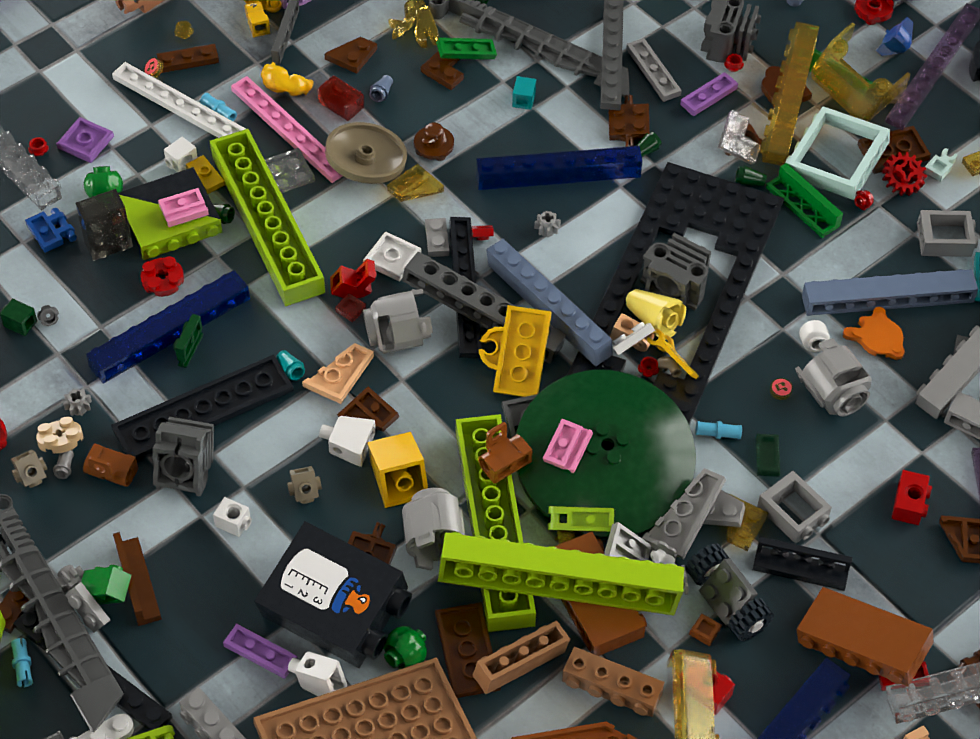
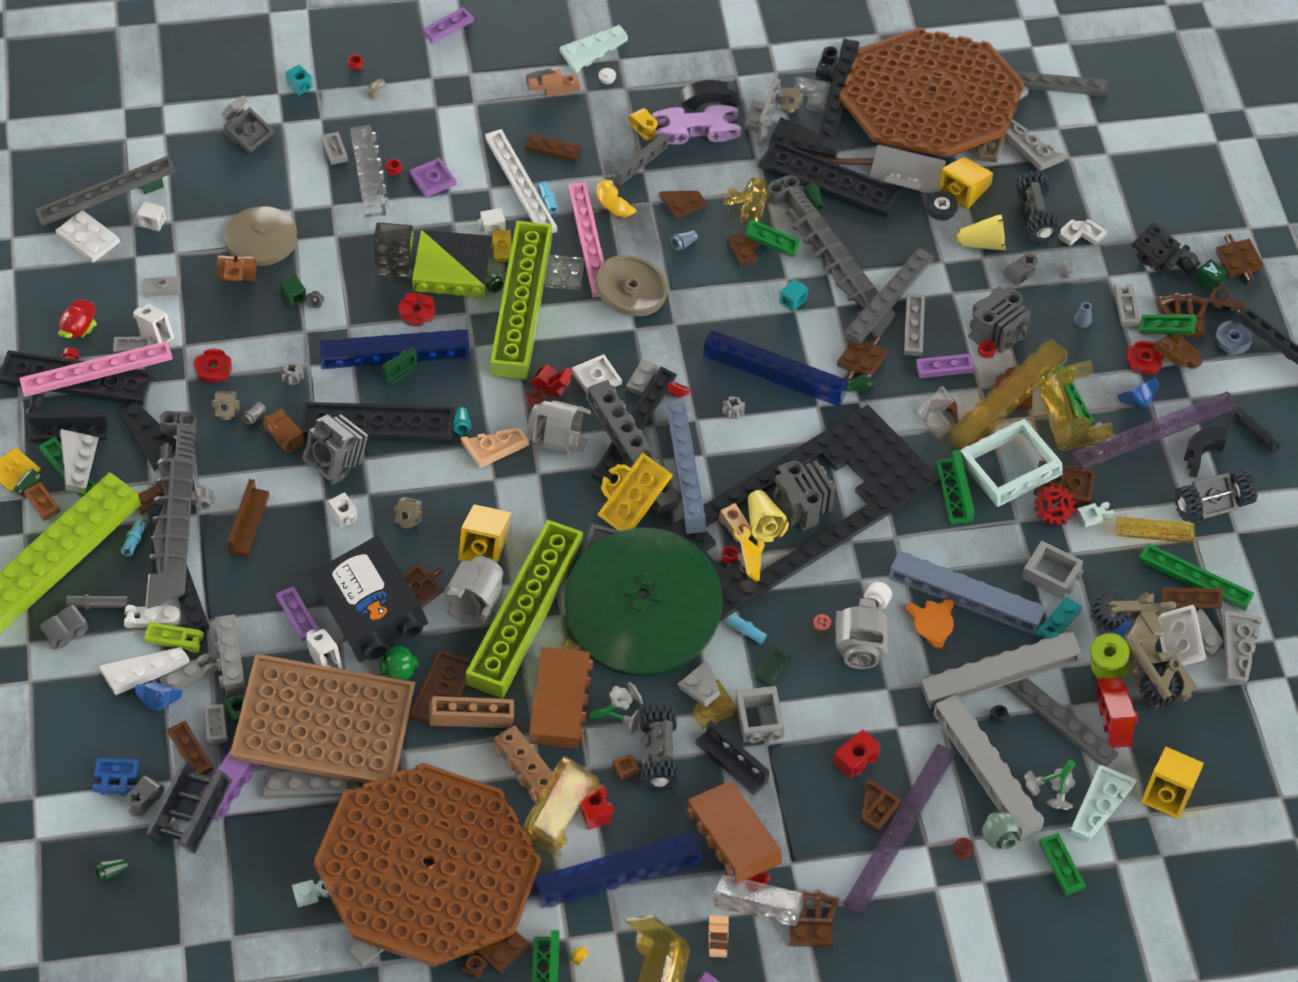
camera: 30 degrees right, 0 degrees up
(46, 234) = (355, 234): blue plate -> none
(59, 435) = (263, 391): tan plate -> none
(87, 607) = (199, 528): light grey plate -> none
(102, 181) = (419, 217): green plant -> none
(107, 584) = (219, 511): green brick -> none
(153, 67) = (520, 143): tile -> none
(183, 29) = (565, 123): clear yellow plate -> none
(183, 207) = (461, 263): bright pink plate -> none
(256, 16) = (627, 137): yellow leg -> none
(340, 98) = (645, 233): clear red panel -> none
(349, 438) = (465, 494): white torso -> none
(371, 406) = (494, 483): reddish brown wing -> none
(414, 184) = (653, 328): clear yellow wing -> none
(434, 142) = (693, 302): reddish brown plate -> none
(504, 454) = (559, 561): dark orange piece -> none
(561, 573) = (534, 666): lime brick -> none
(567, 445) = (610, 578): bright pink plate -> none
(581, 519) = (588, 639): lime plate -> none
(626, 544) = (605, 675): light grey wing -> none
(639, 332) = (719, 525): white plate -> none
(688, 513) = (665, 680): light grey wing -> none
(749, 176) = (925, 447): dark green cone -> none
(863, 199) = (1005, 510): red plate -> none

